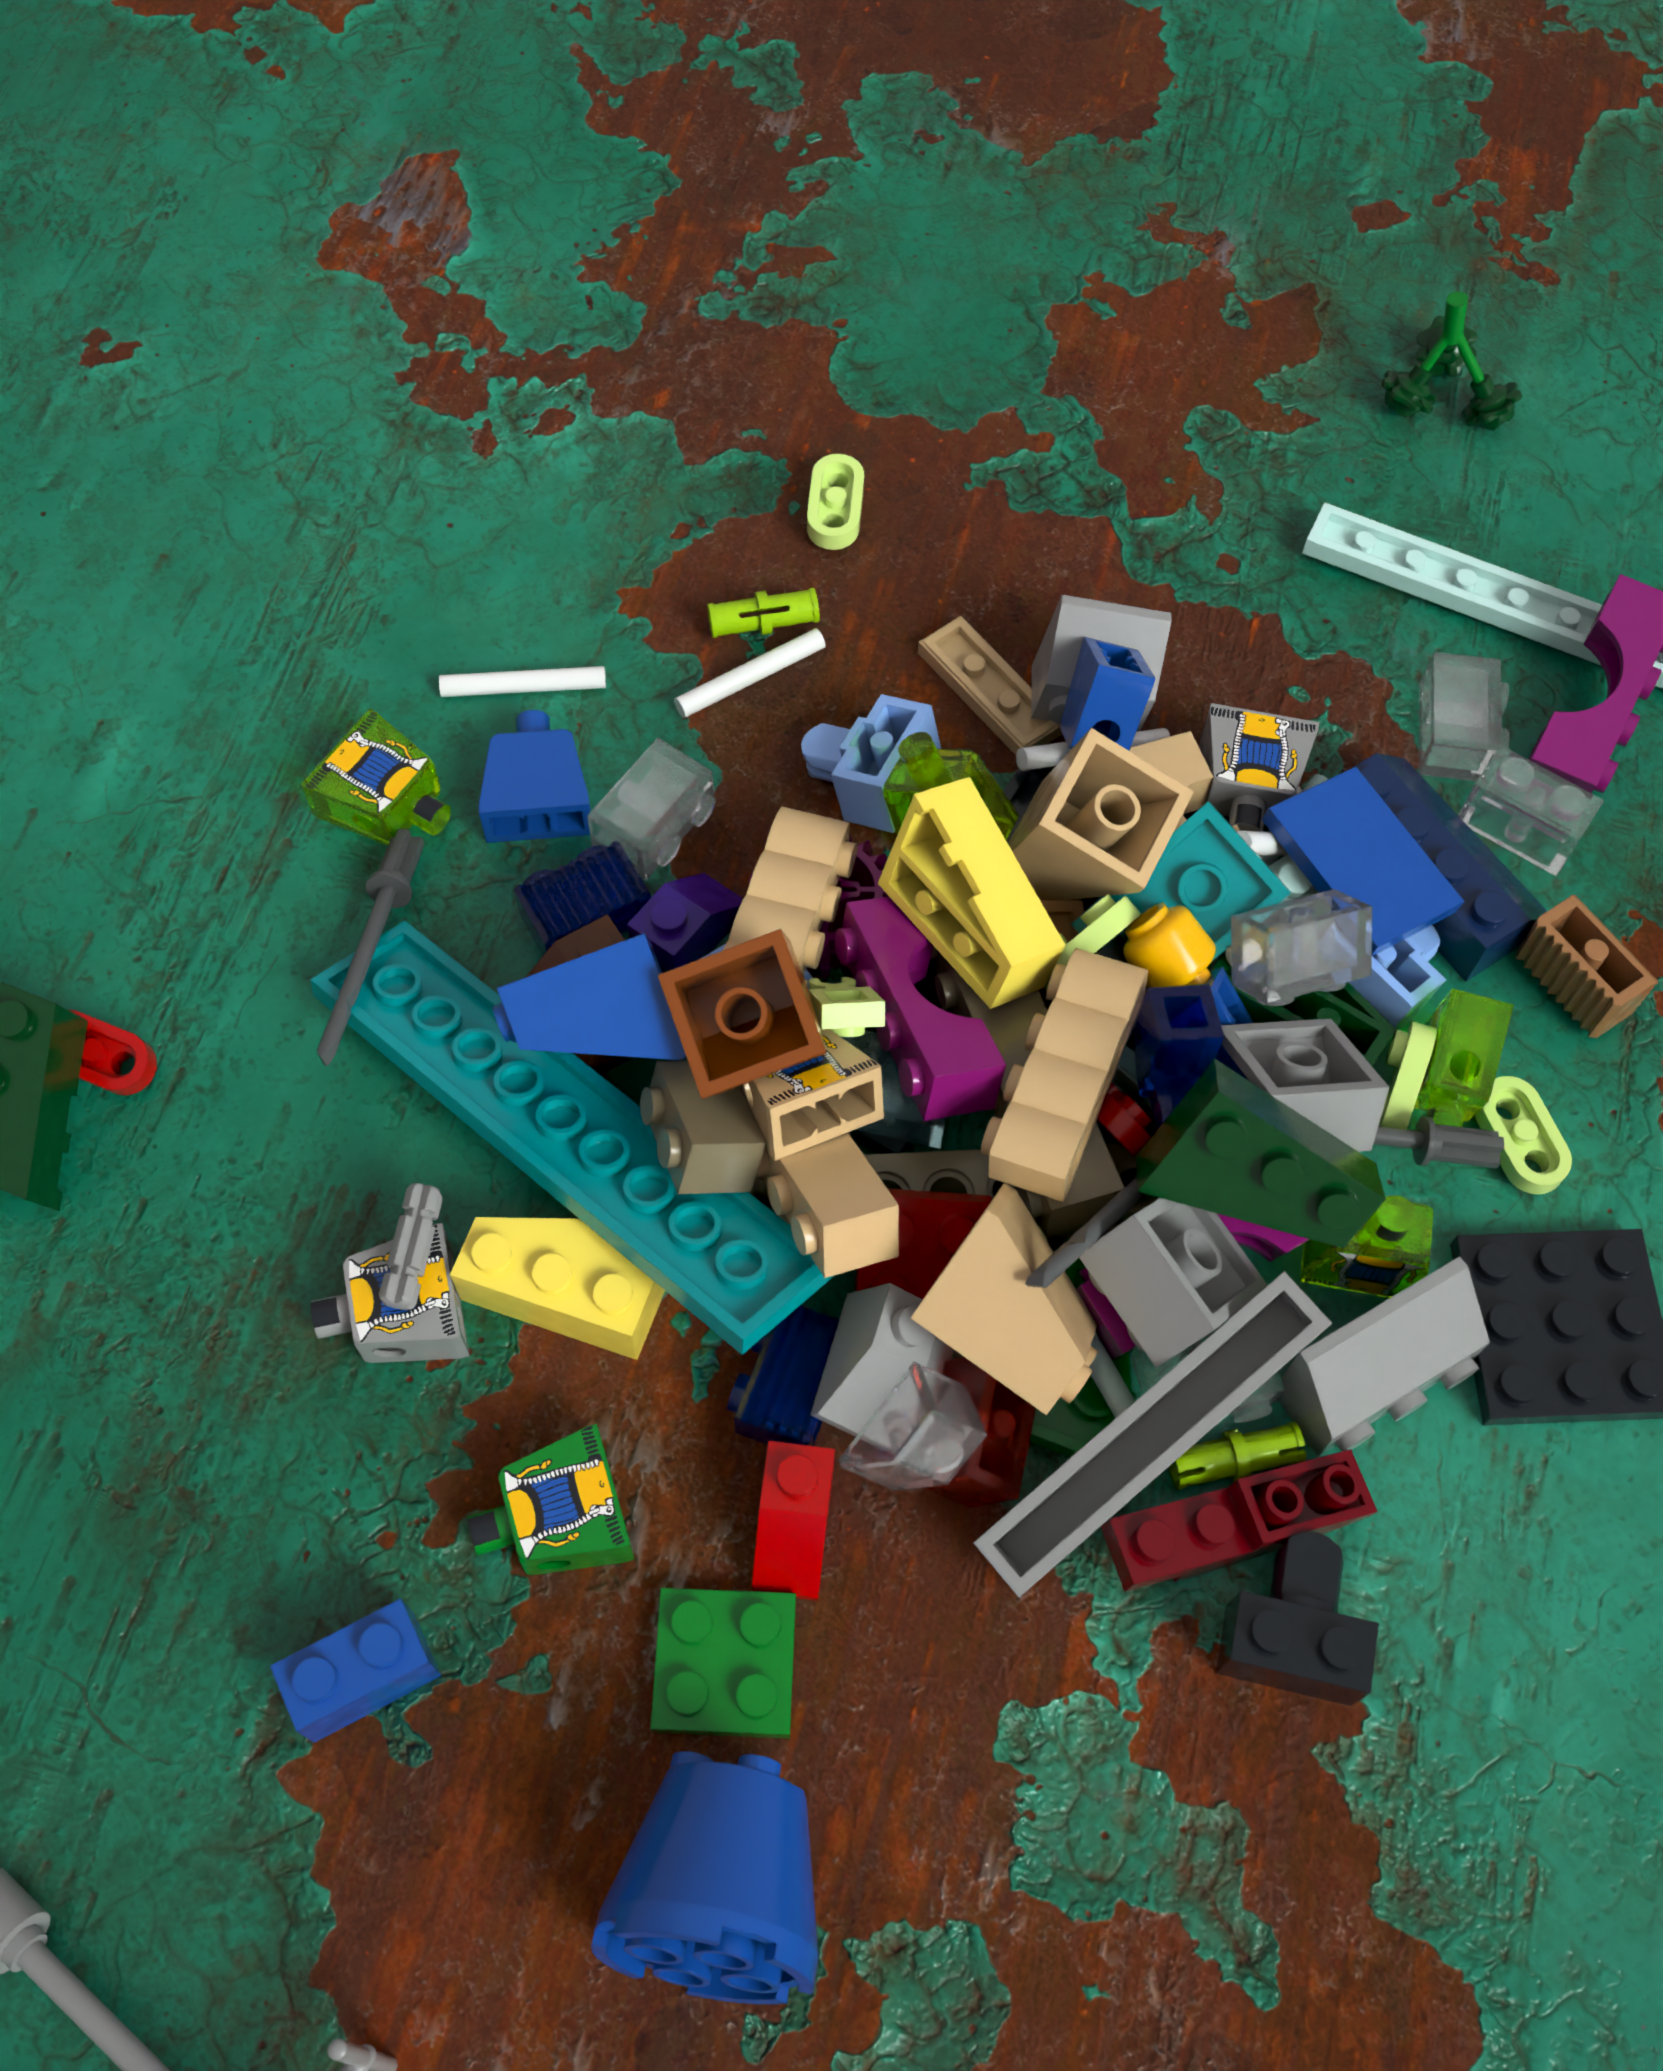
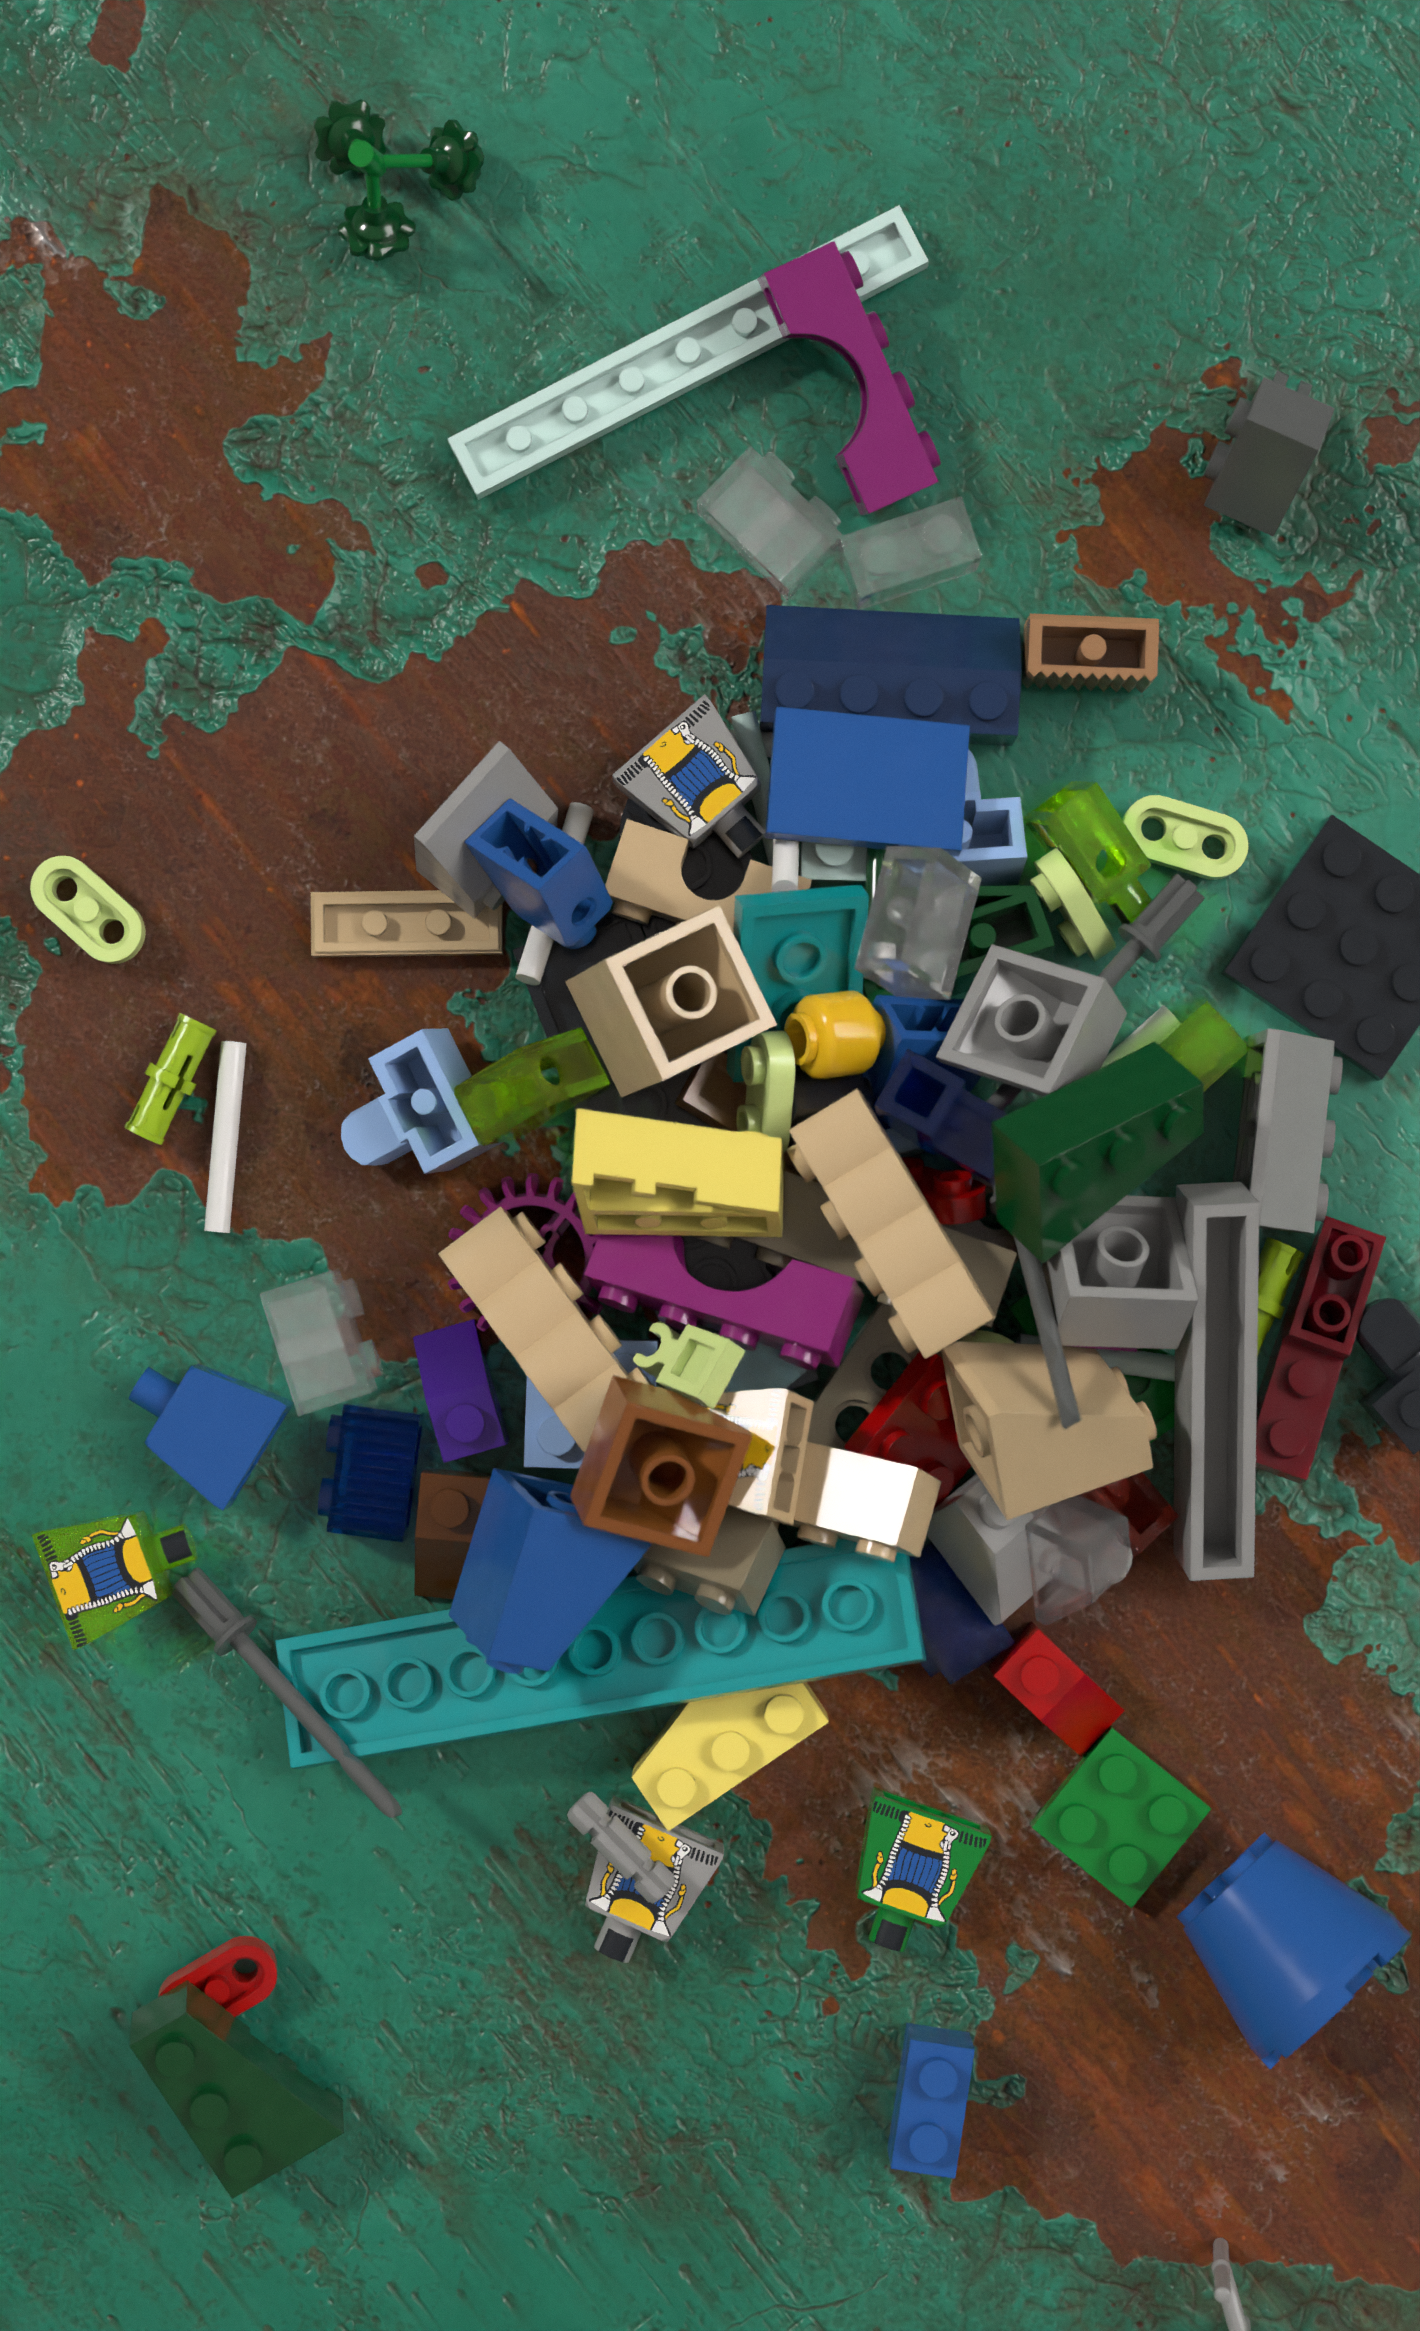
camera: 45 degrees left, 25 degrees up
(522, 681) = (78, 1357): white bar -> none

